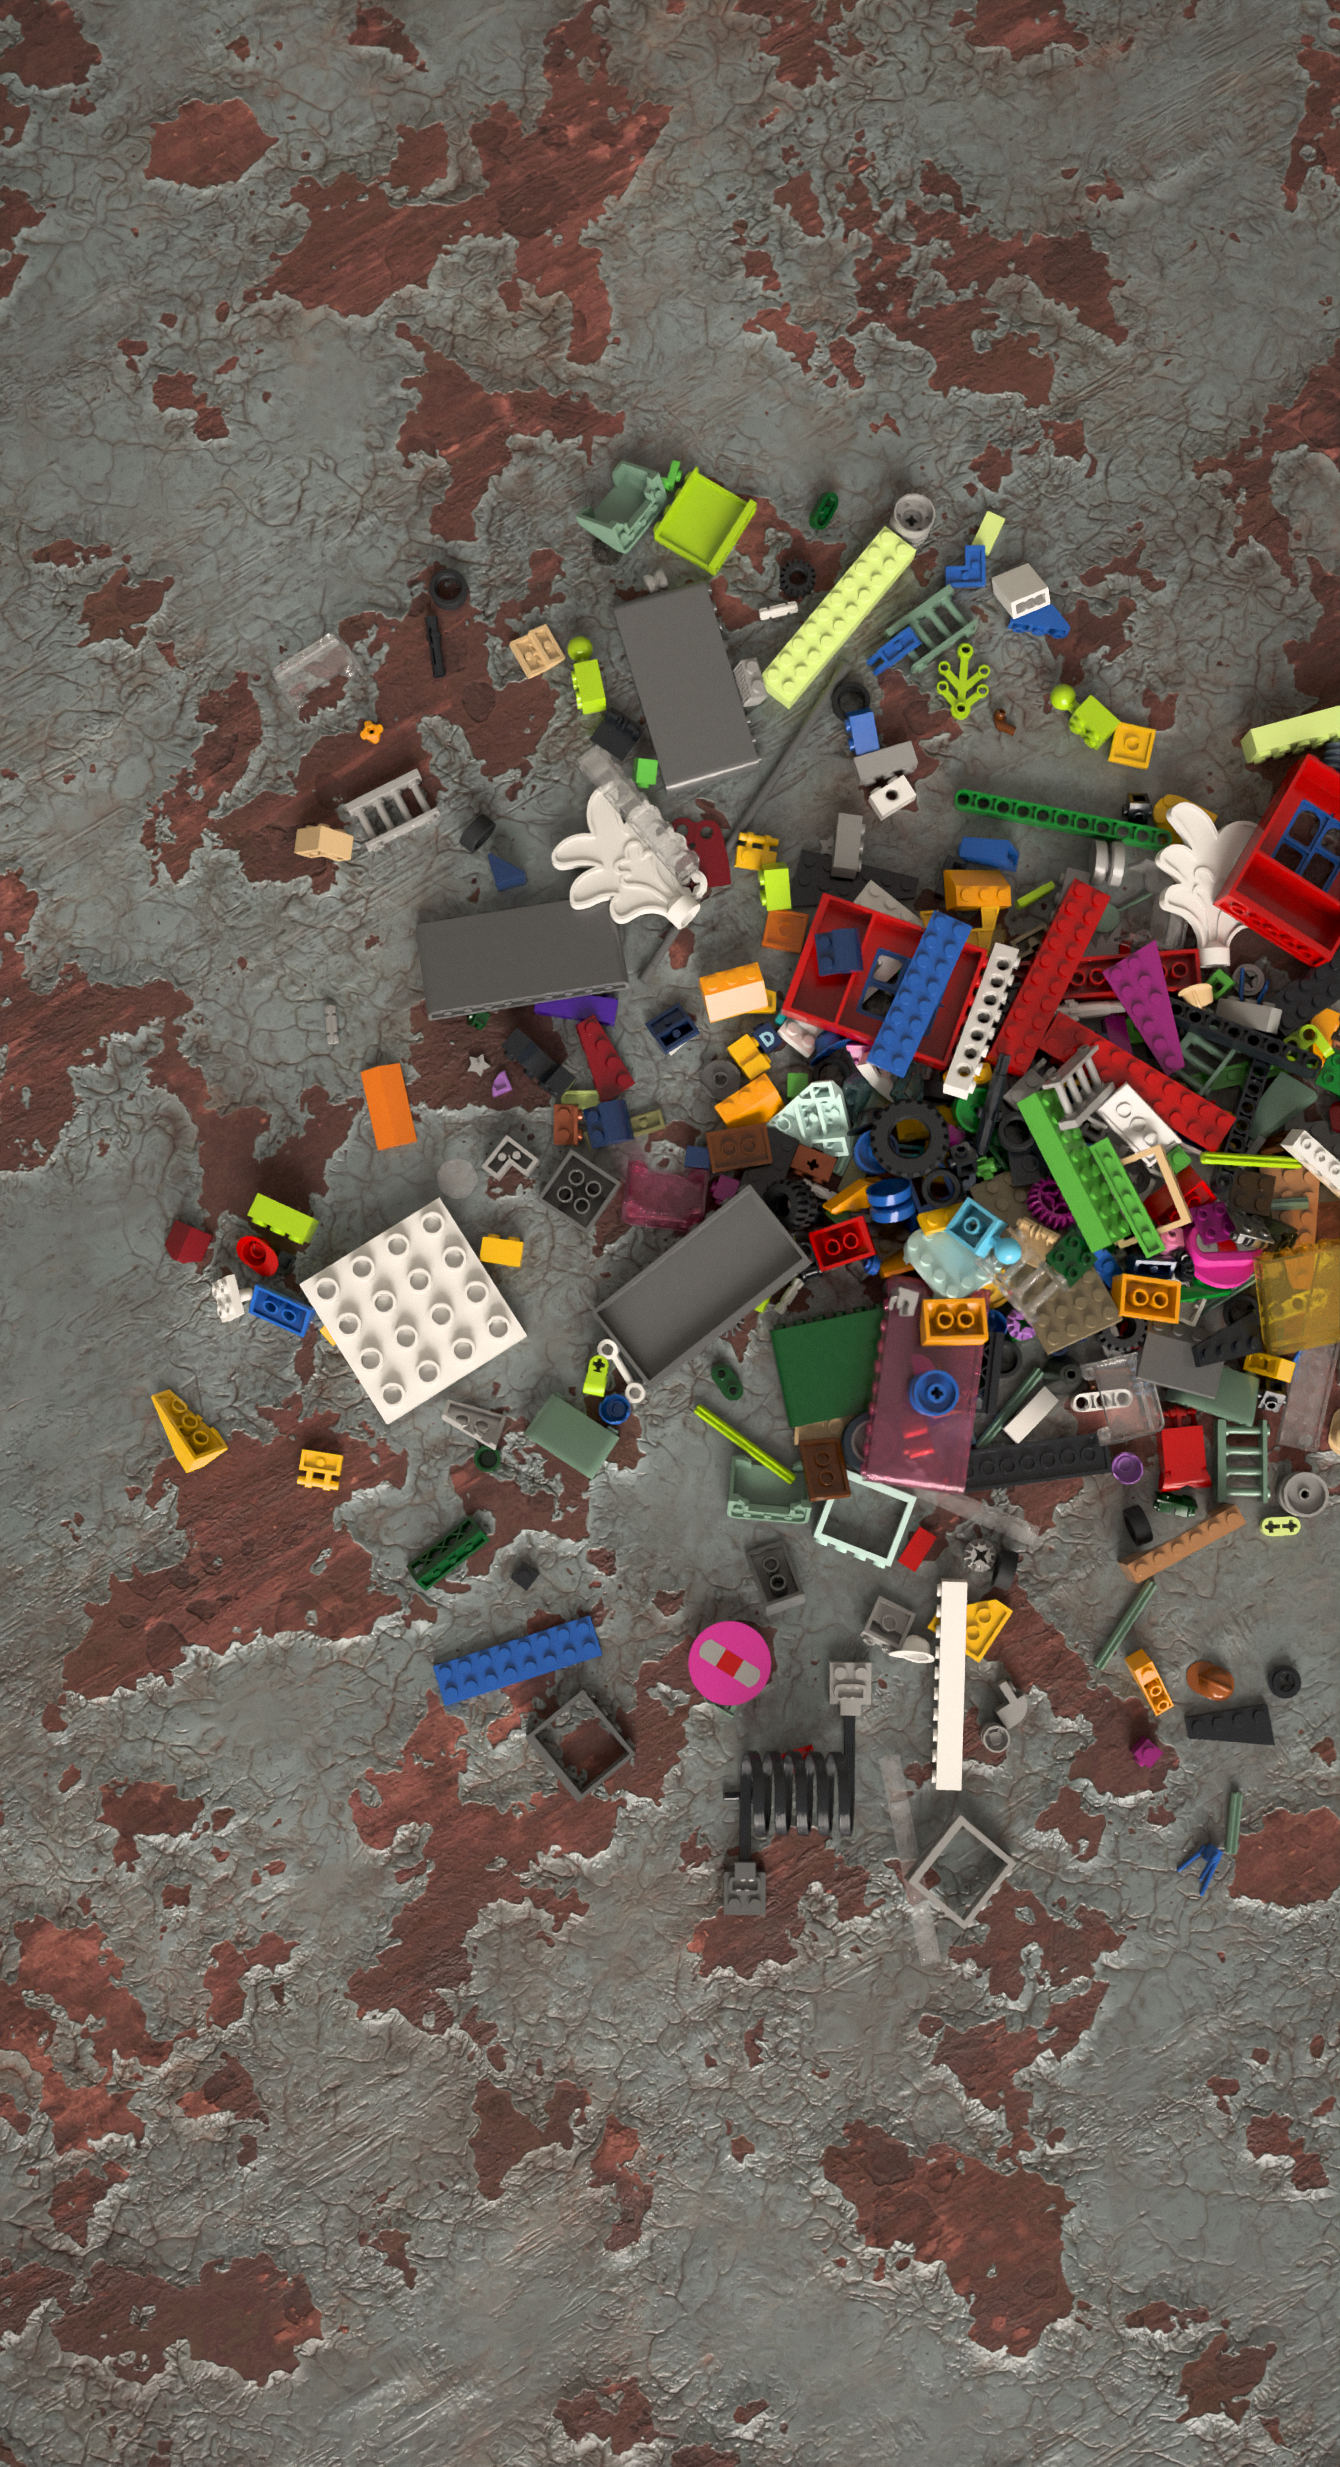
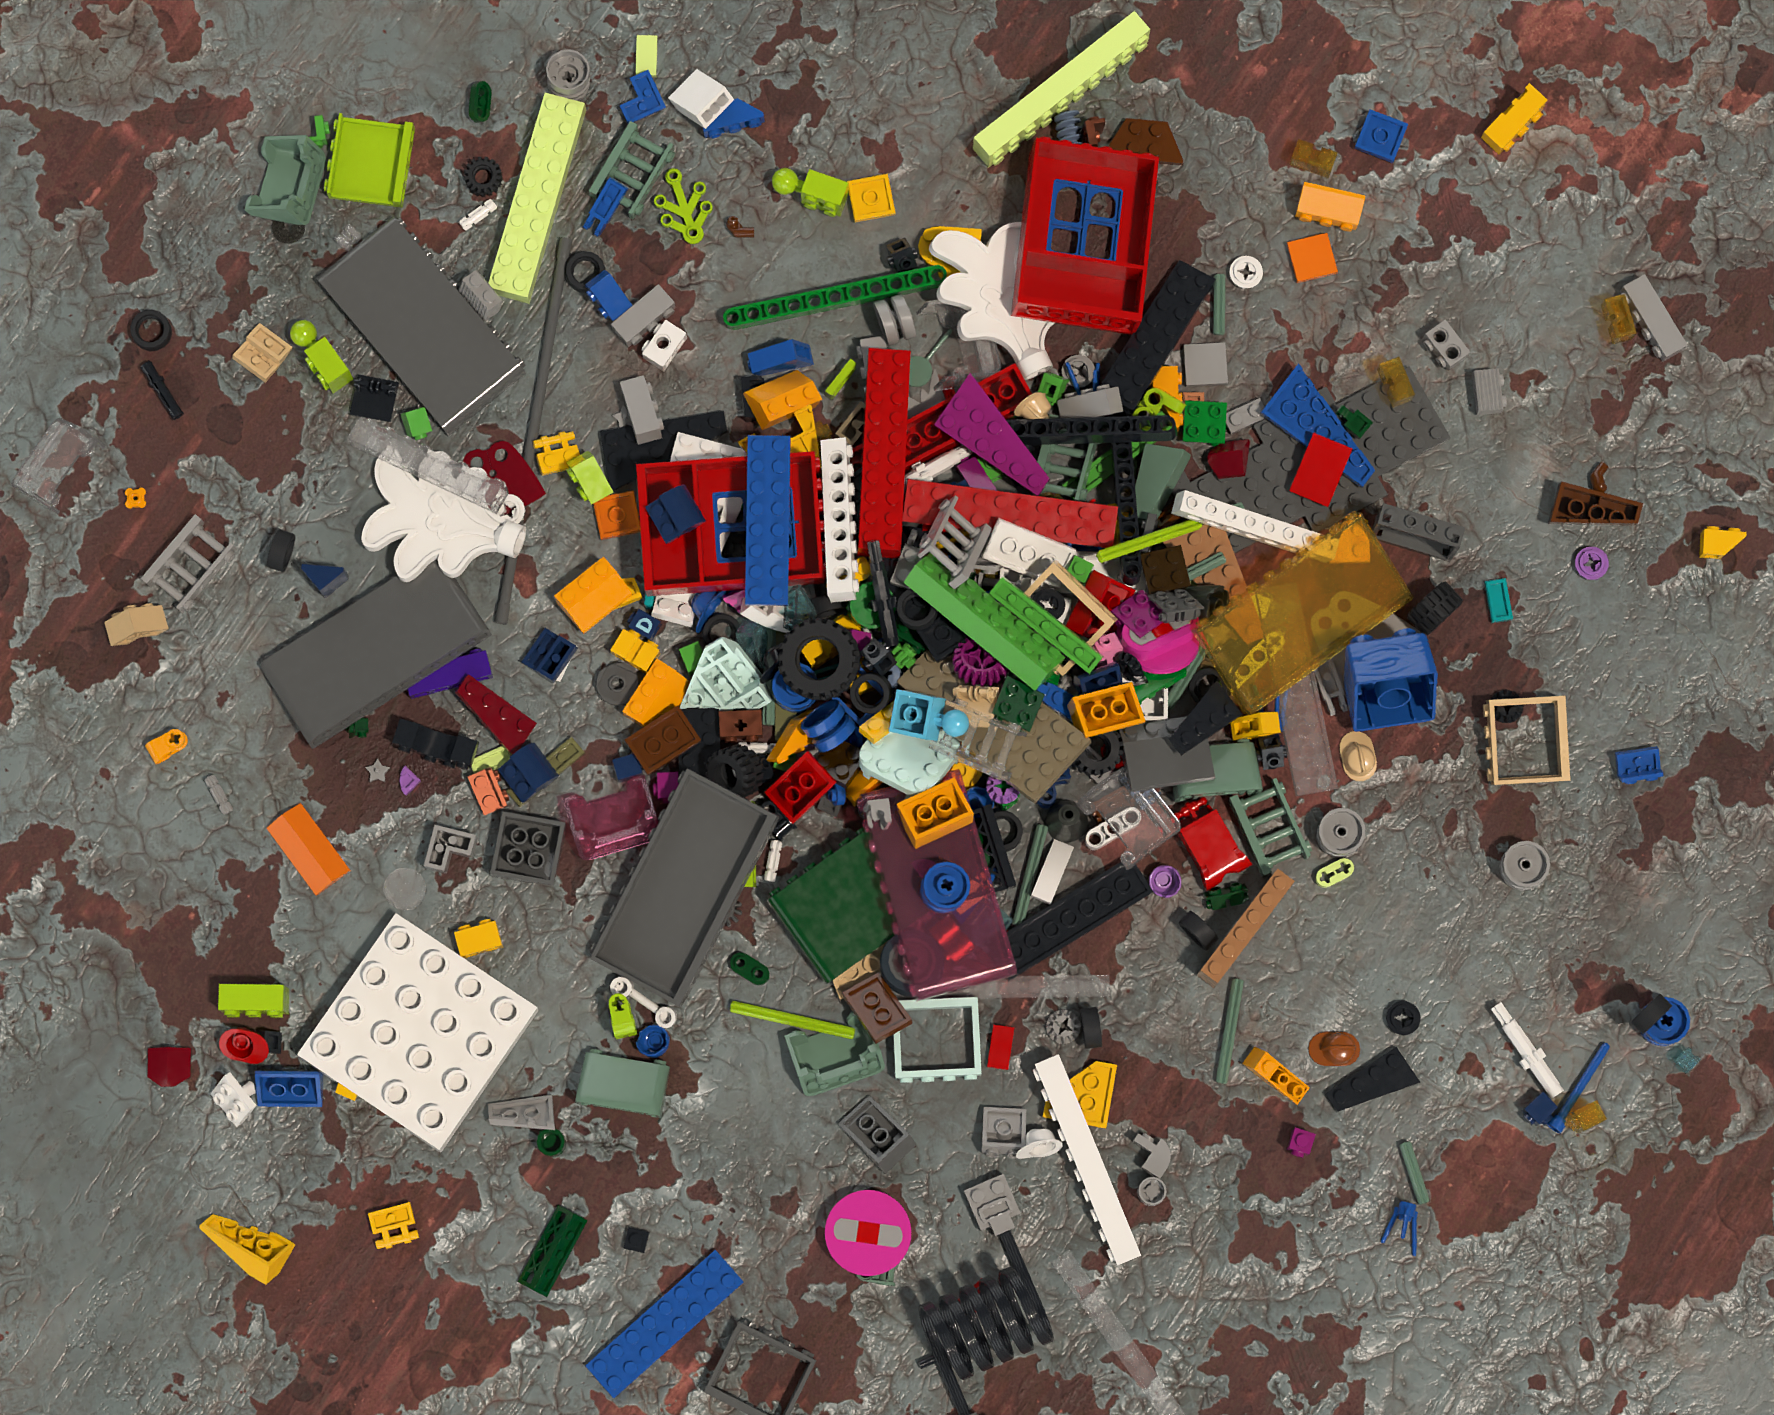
camera: 25 degrees left, 5 degrees down
(301, 961) = (164, 747): none -> light orange piece
(933, 1851) = (1140, 1324): light grey window -> none

